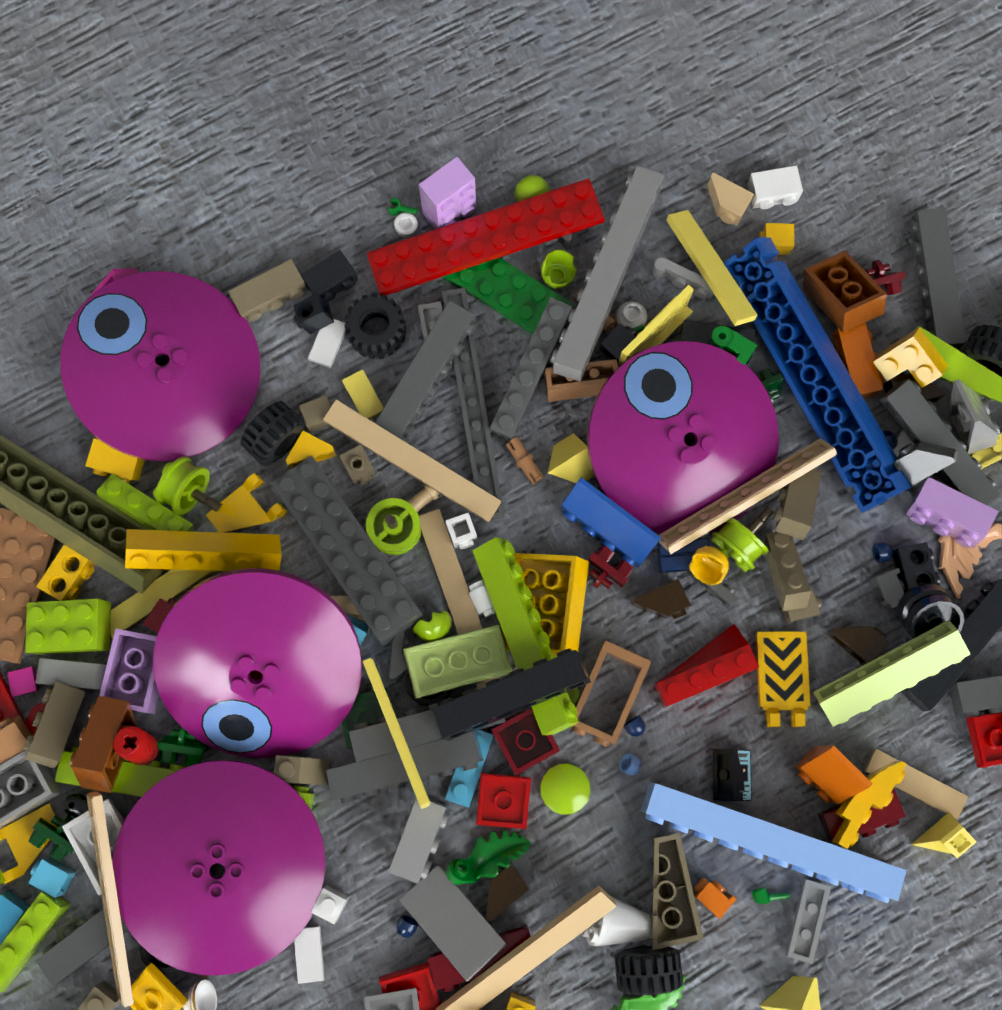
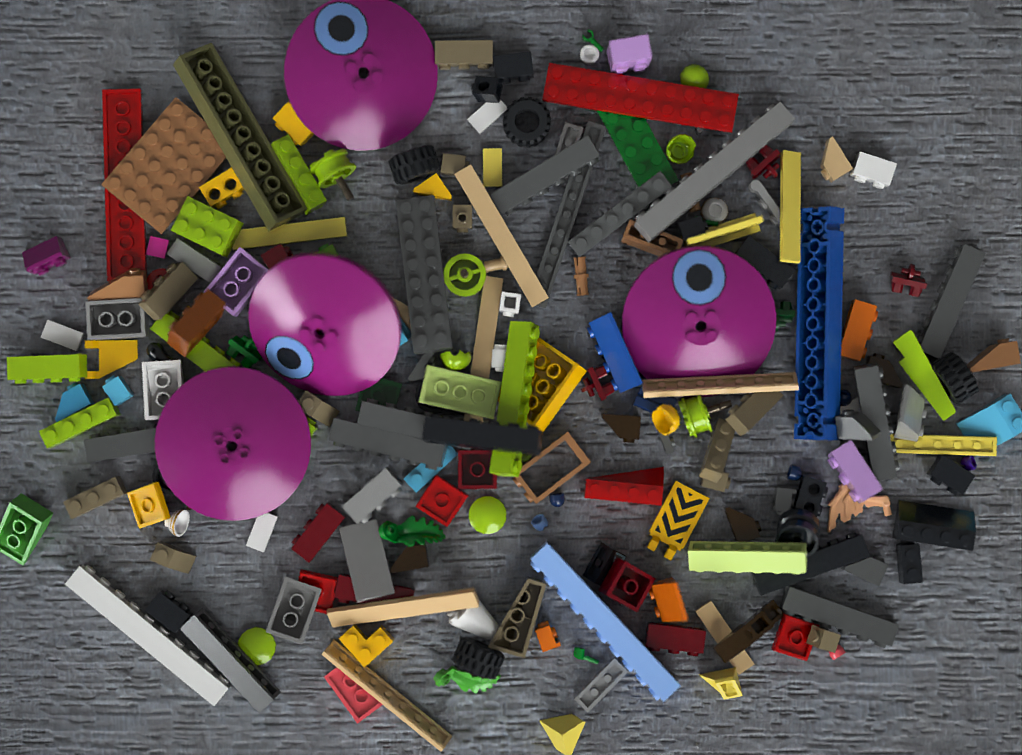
camera: 30 degrees right, 10 degrees up
(46, 830) = (127, 357): dark green hips -> none
(109, 898) = (152, 425): tan tile -> none
(136, 745) = (210, 332): red piece -> none
(201, 550) = (325, 224): yellow brick -> none
(242, 510) = (366, 206): yellow flag -> none
(330, 904) = (292, 506): white brick -> none
(376, 919) = (317, 531): none -> dark red brick
(397, 734) = (393, 418): light yellow tile -> none
(406, 926) = (335, 547): dark blue hinge -> none
(570, 460) = (612, 292): light yellow slope -> none
(658, 230) = (770, 157): none -> dark red hips
(732, 343) = (771, 272): green leg -> none
(771, 782) = (626, 584): none -> dark red brick
(781, 235) = (853, 209): yellow brick -> none
(844, 291) = (874, 276): dark orange brick -> none
(857, 808) = (690, 628): yellow slope -> none
(912, 353) = (895, 350): yellow brick -> none
(943, 761) = (749, 631): none -> dark brown slope

